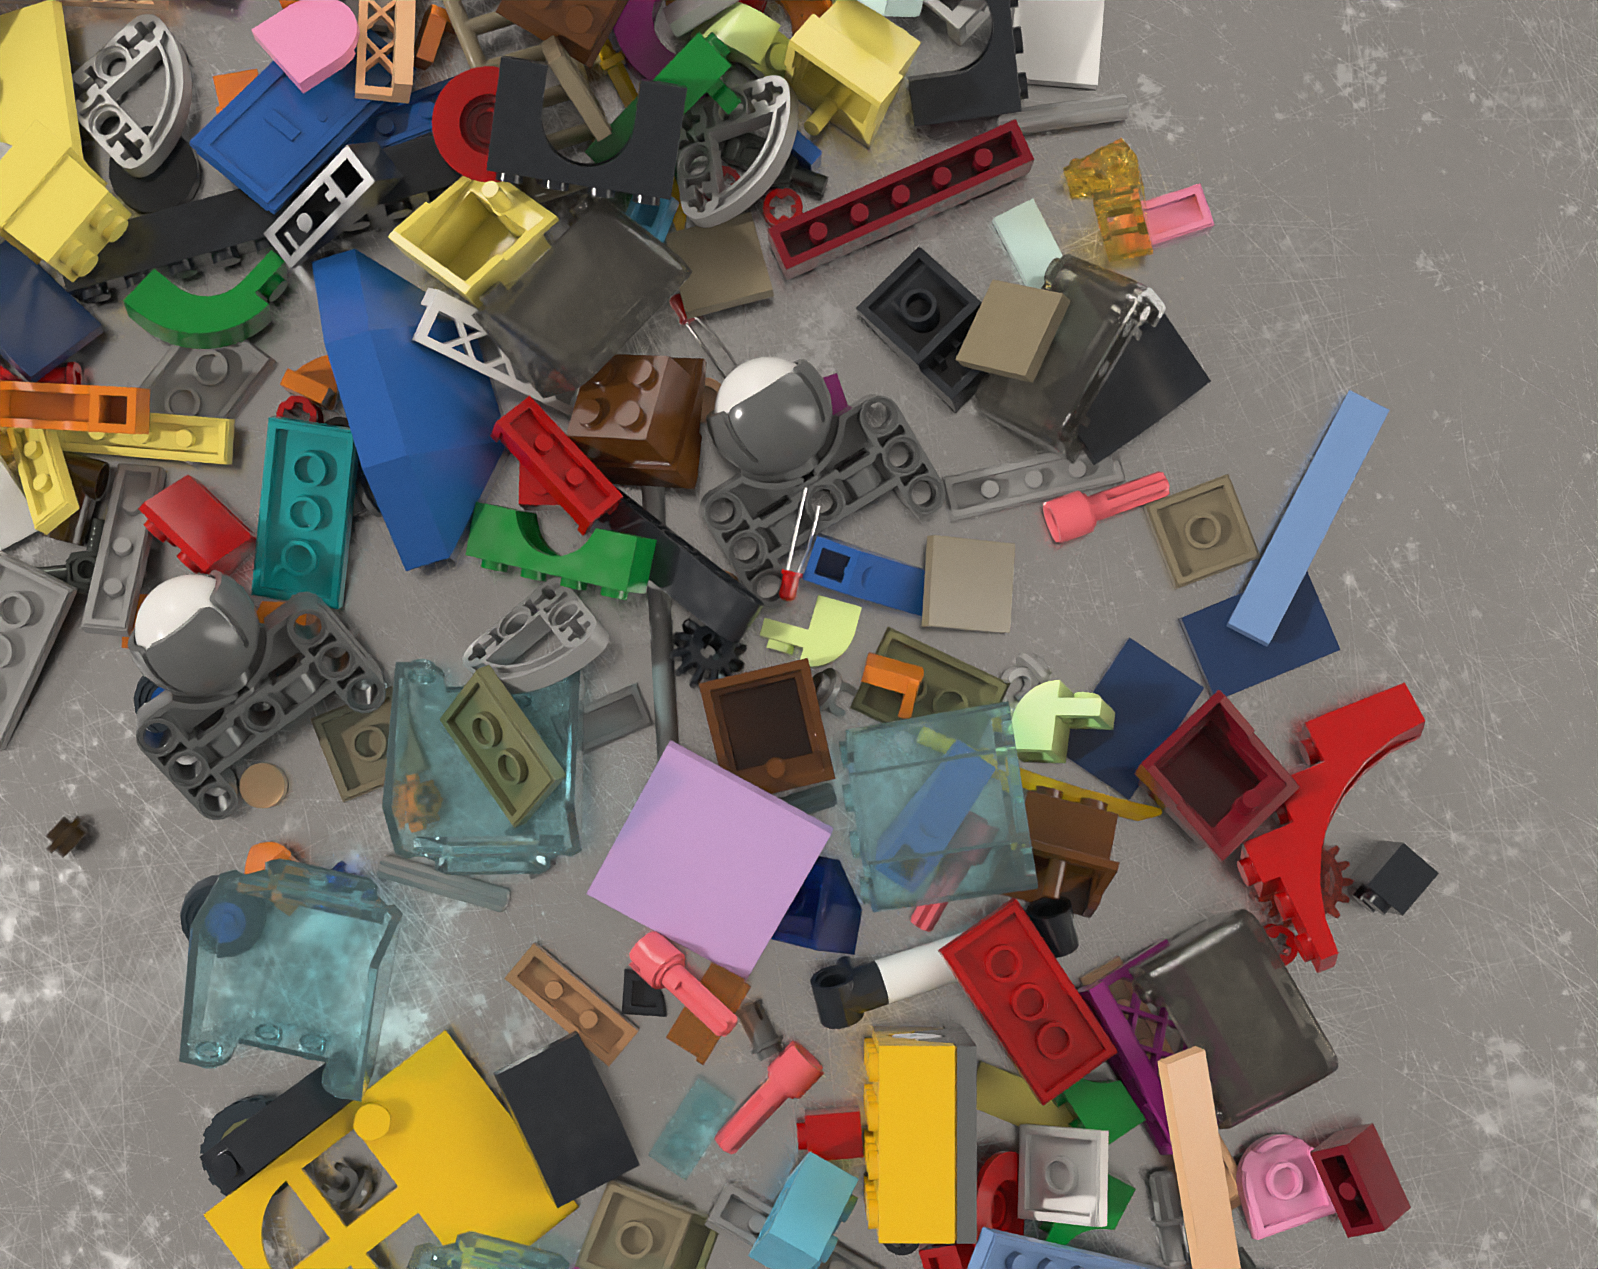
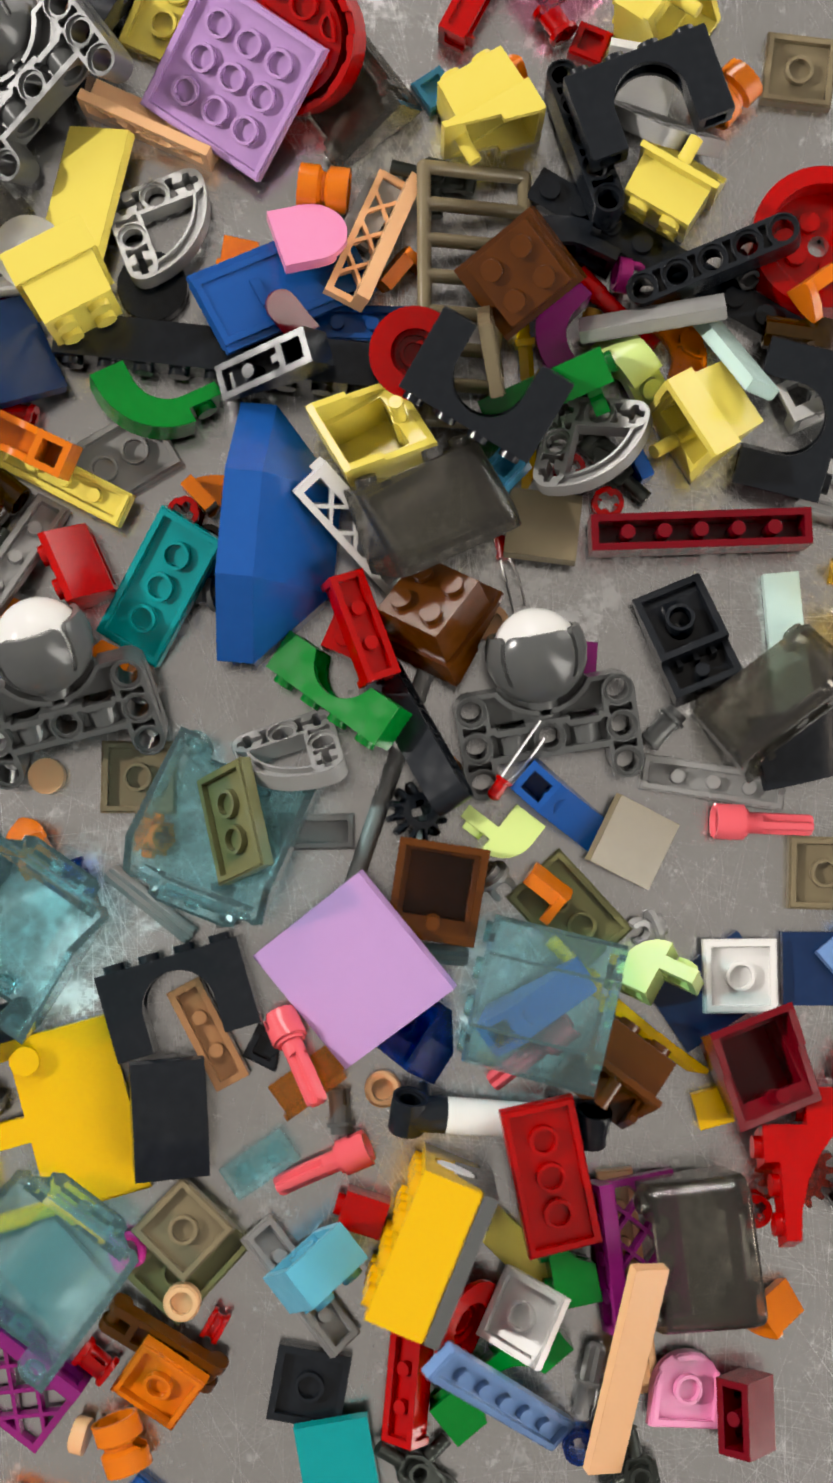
camera: 30 degrees right, 0 degrees up
(323, 135) = (287, 311): none -> piece
(458, 993) = (127, 990): none -> black arch
(794, 984) = (380, 1087): none -> light nougat tile
(951, 439) = (663, 727): none -> dark grey pin
(1013, 330) = (745, 665): dark tan tile -> none
(1151, 686) = (739, 975): none -> white tile
(1180, 853) = (709, 1108): none -> yellow tile
(1353, 1047) = (782, 1309): none -> orange tile

